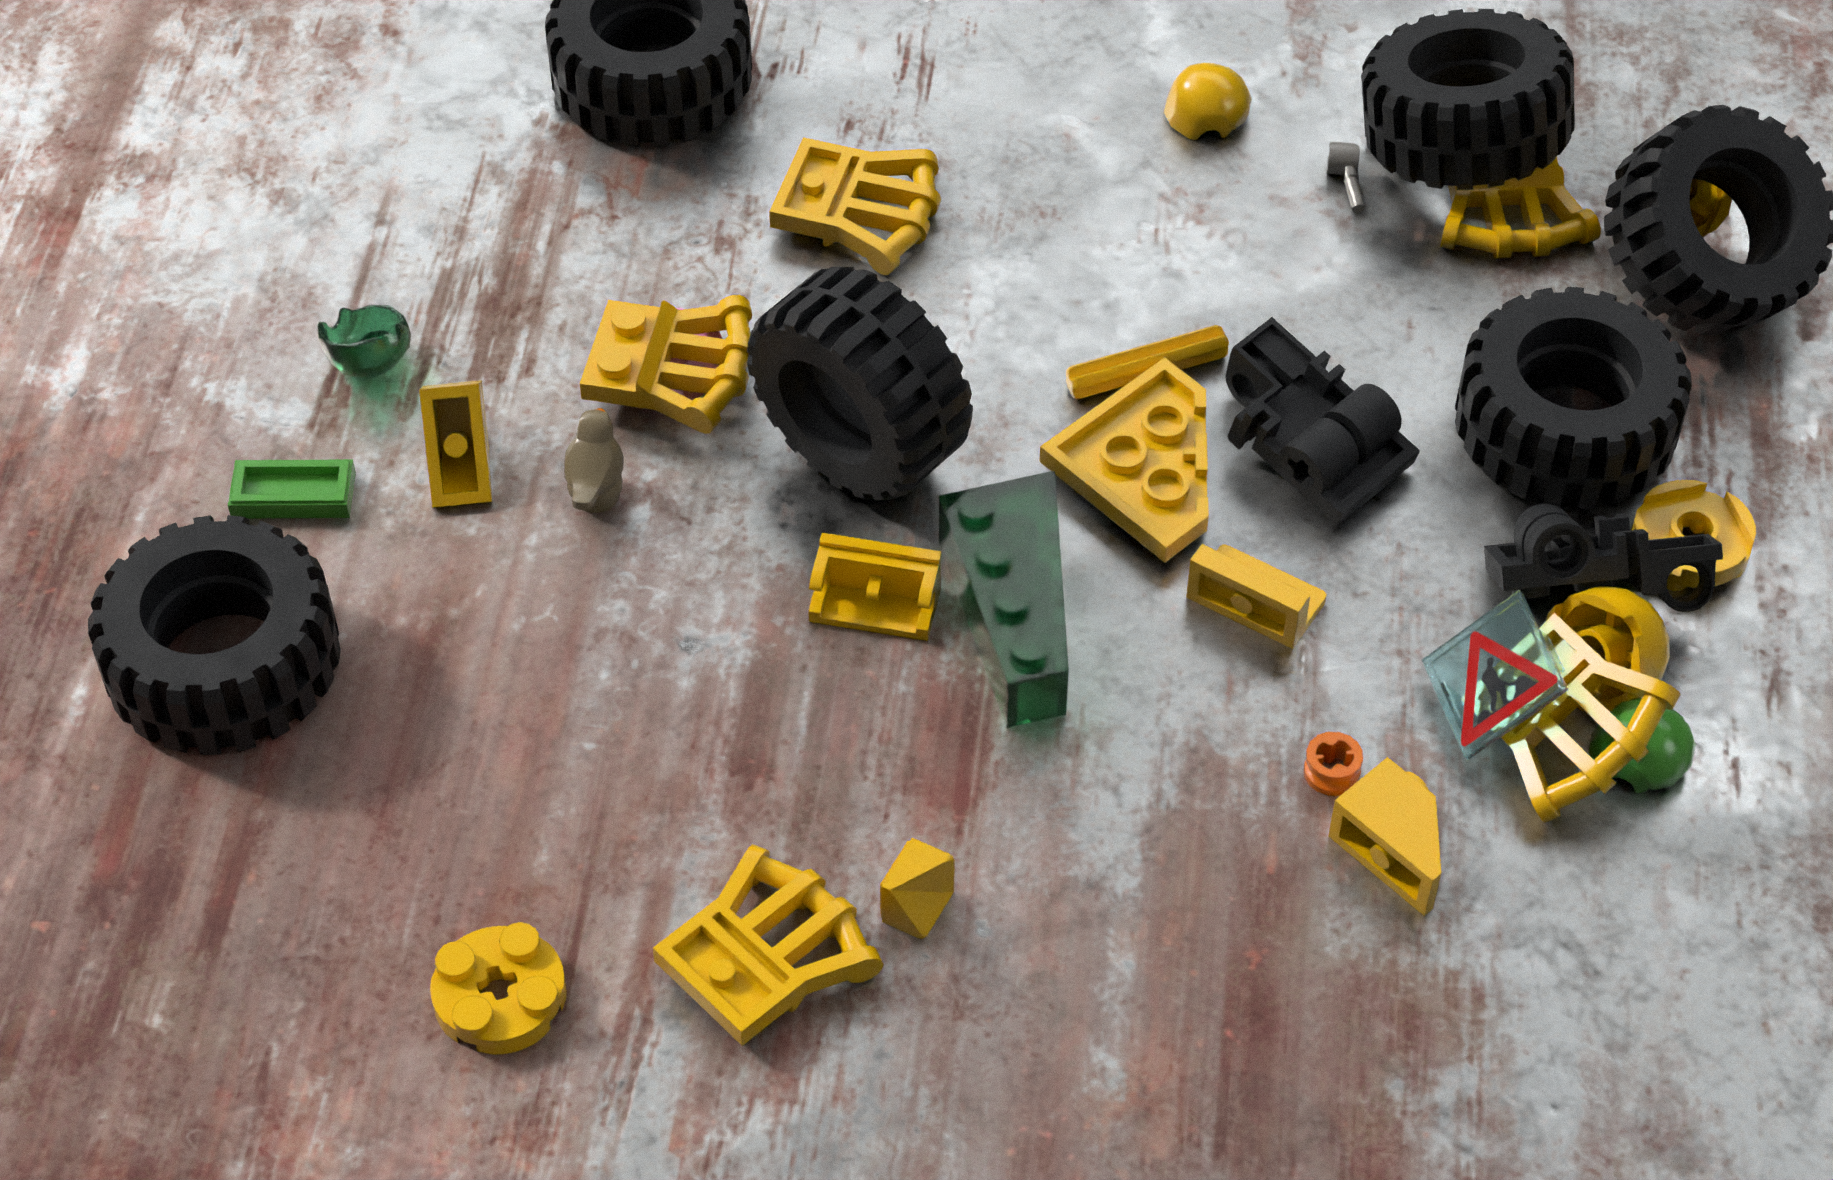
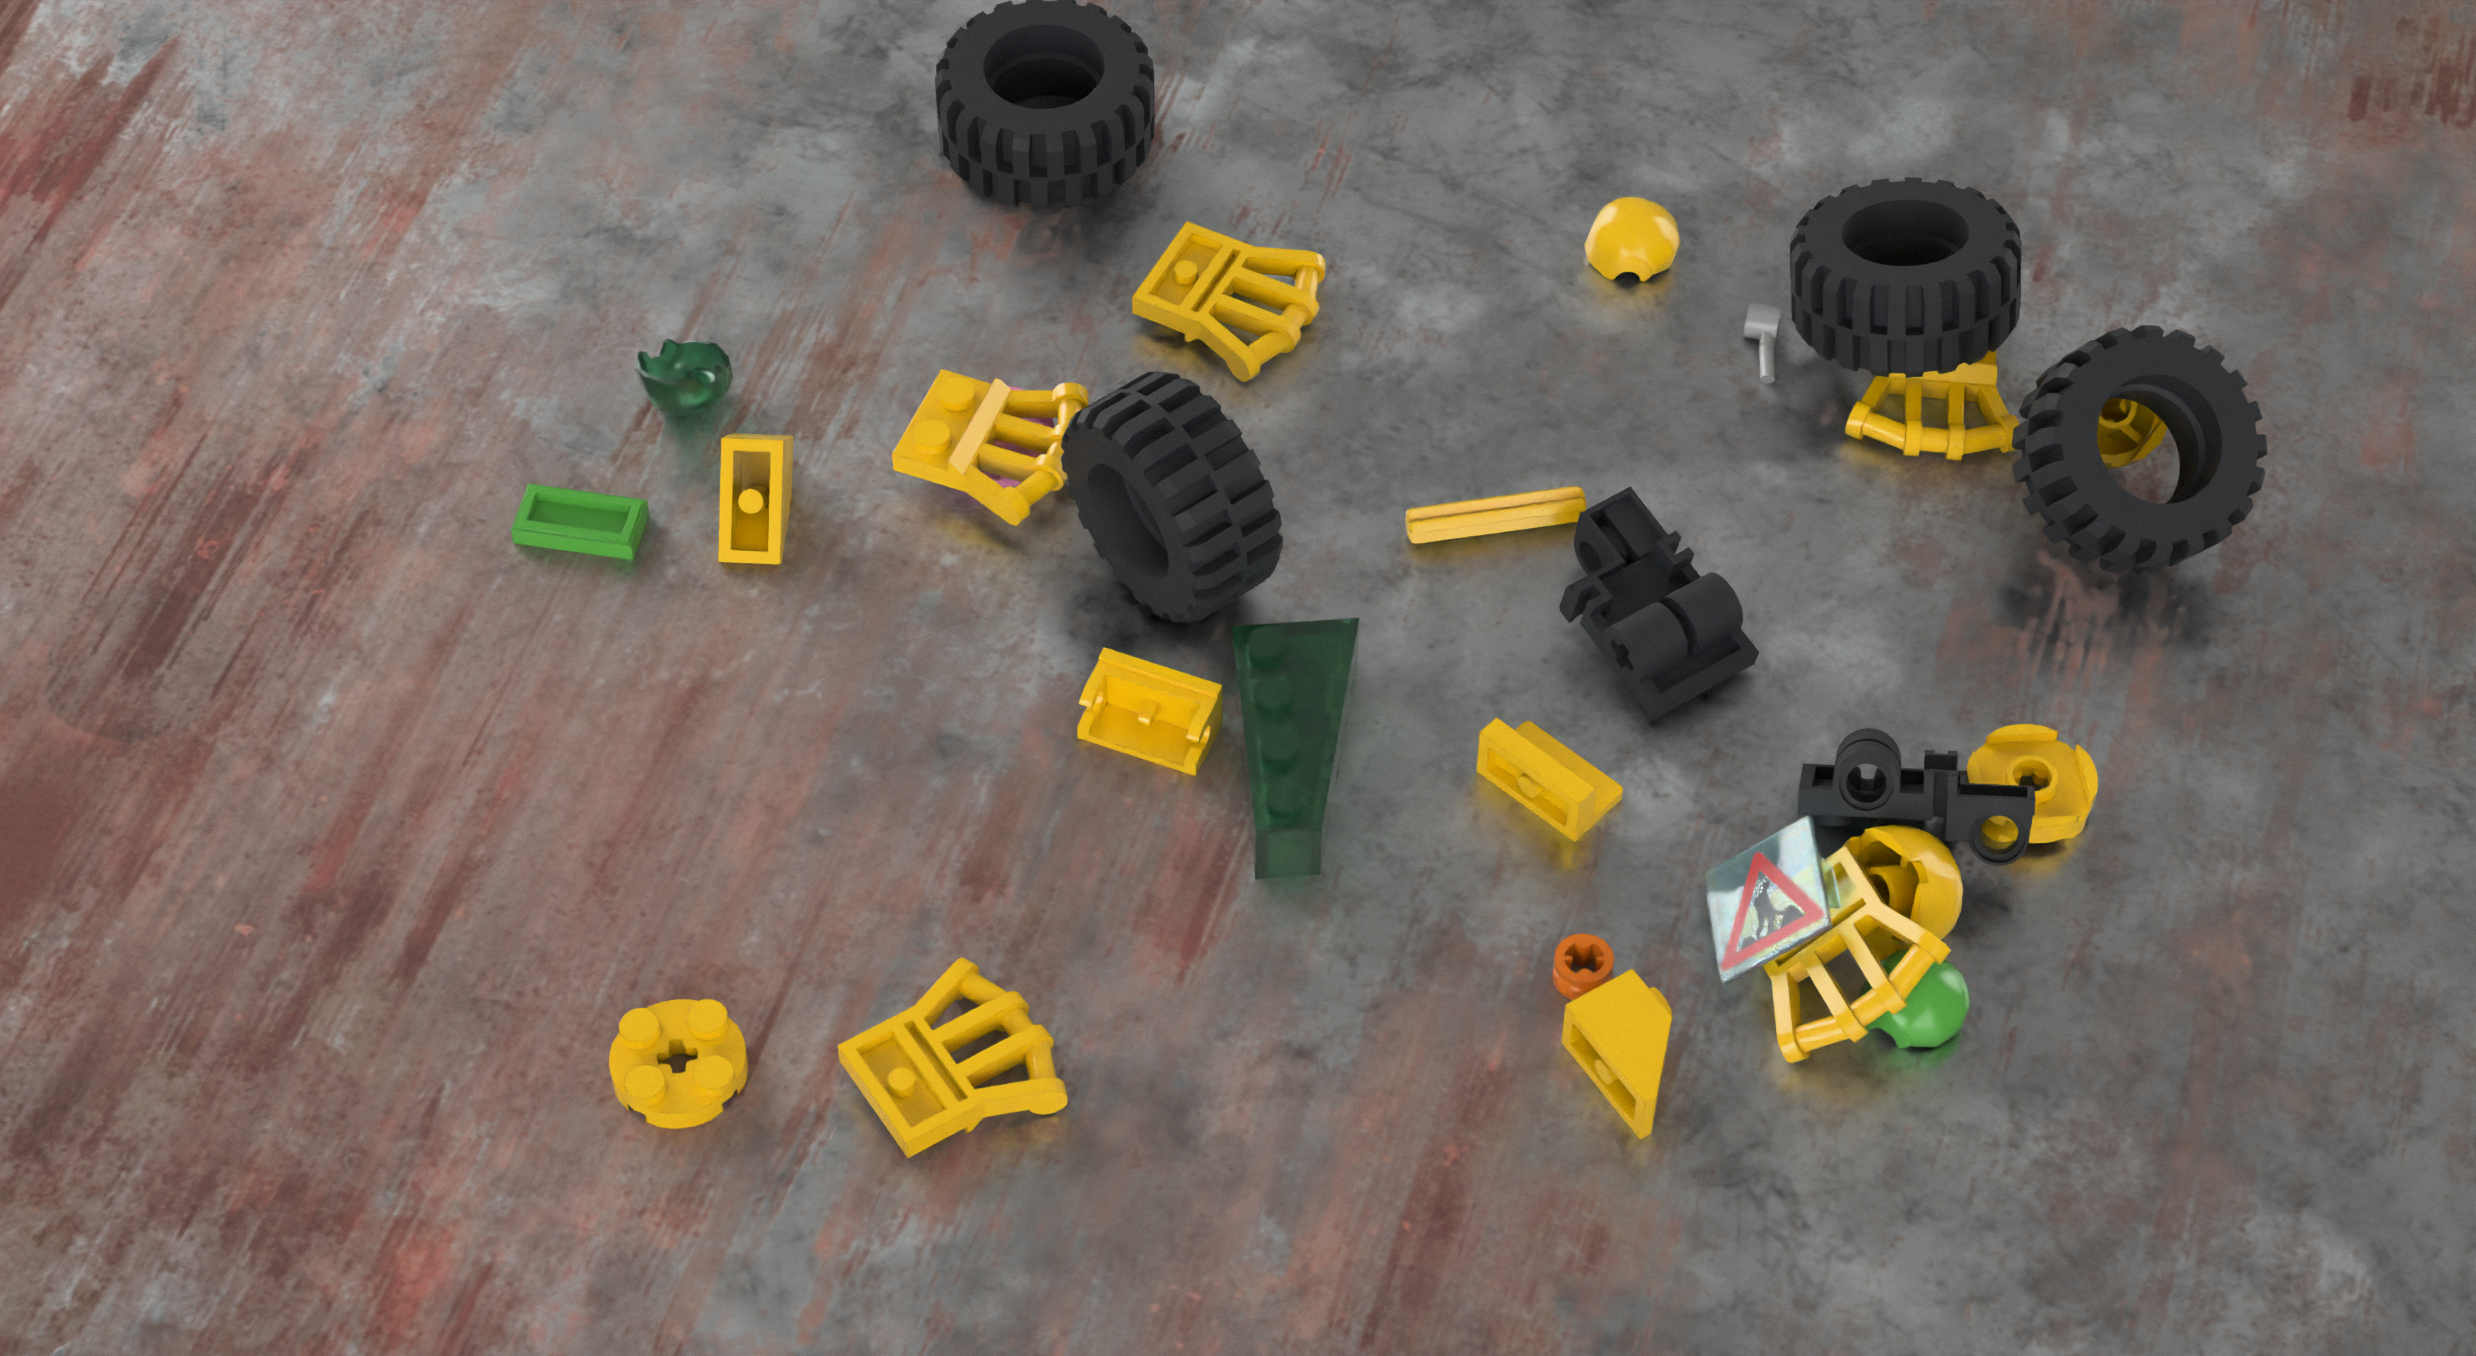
camera: 10 degrees right, 0 degrees up
(224, 694) = (478, 722): black tyre -> none
(594, 464) = (888, 541): dark tan animal -> none
(917, 888) = (1119, 1028): yellow slope -> none
(1142, 459) = (1463, 617): yellow plate -> none
(1563, 450) = (1922, 678): black tyre -> none

